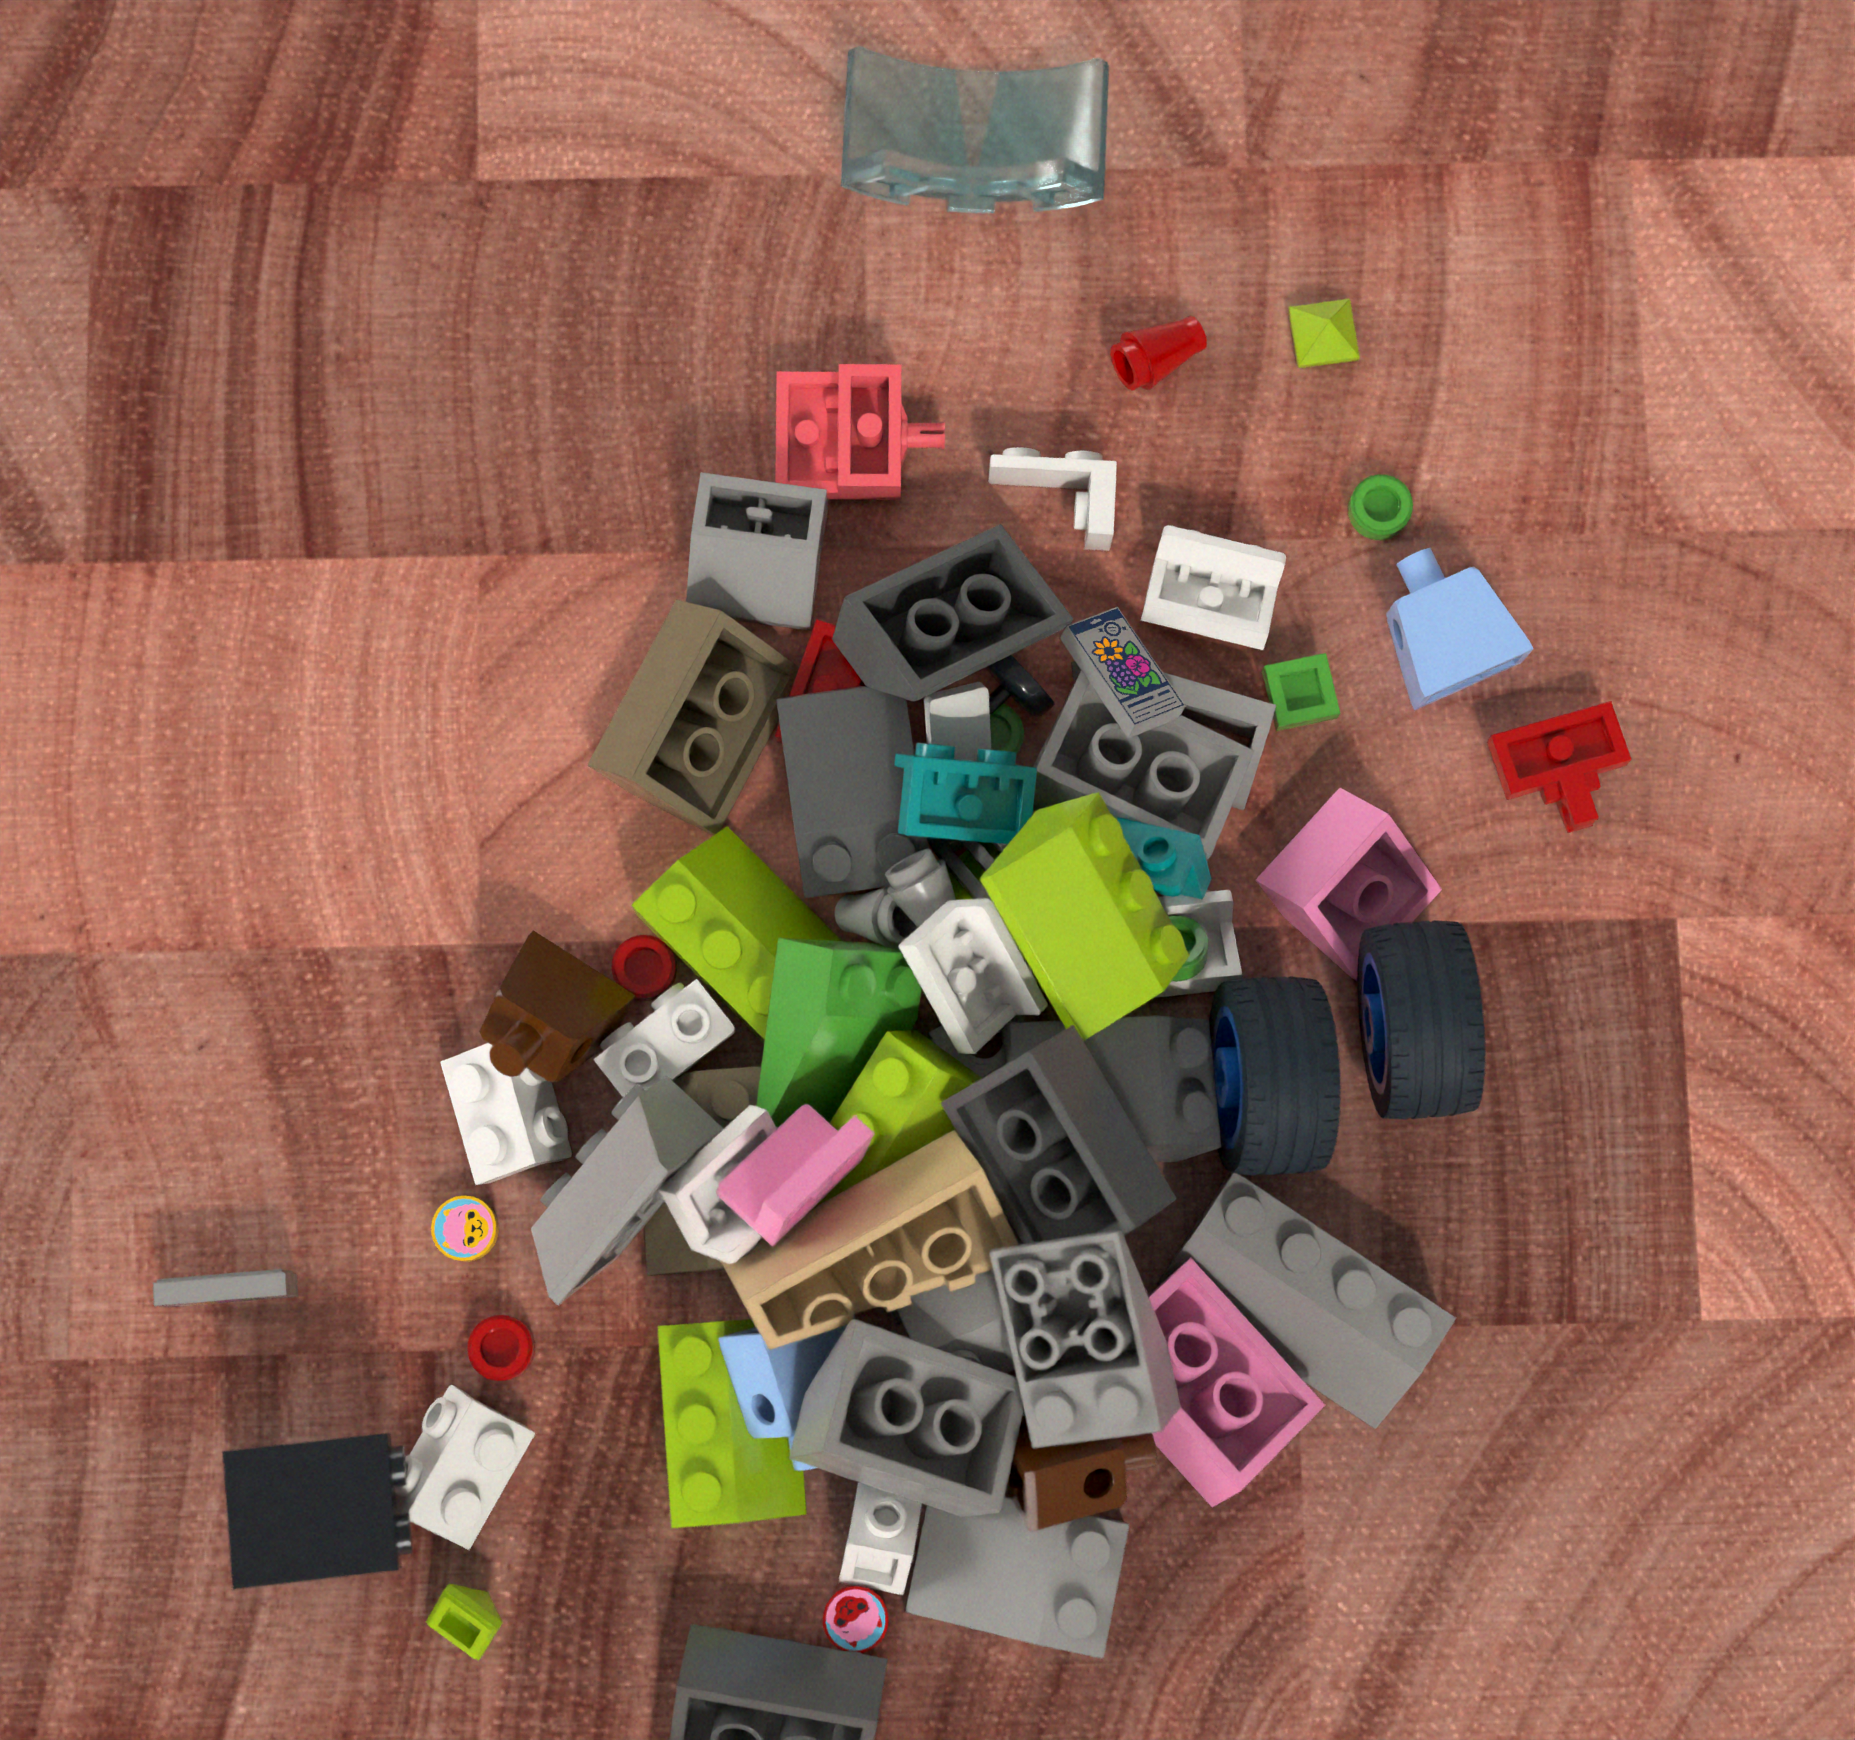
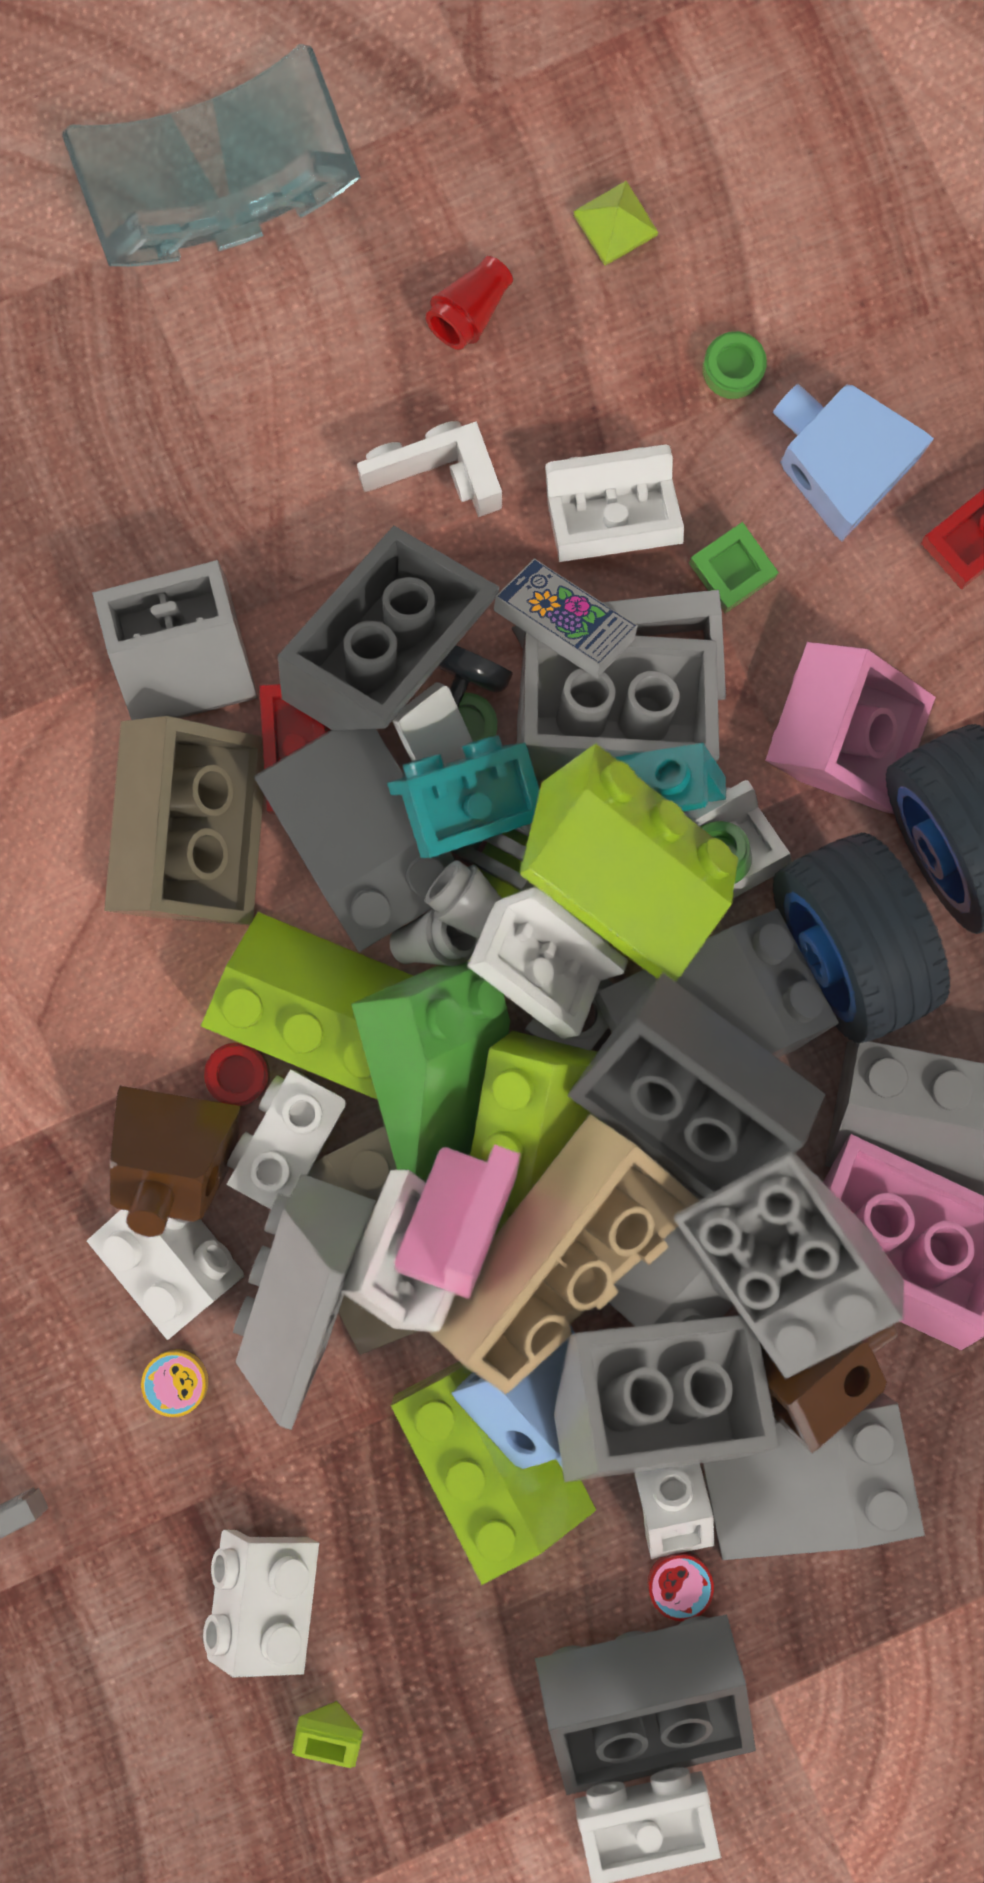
camera: 20 degrees left, 5 degrees up
(315, 1510) = (145, 1709): black slope -> none
(501, 1348) = (254, 1477): red tile -> none
(847, 431) = (213, 497): coral plate -> none

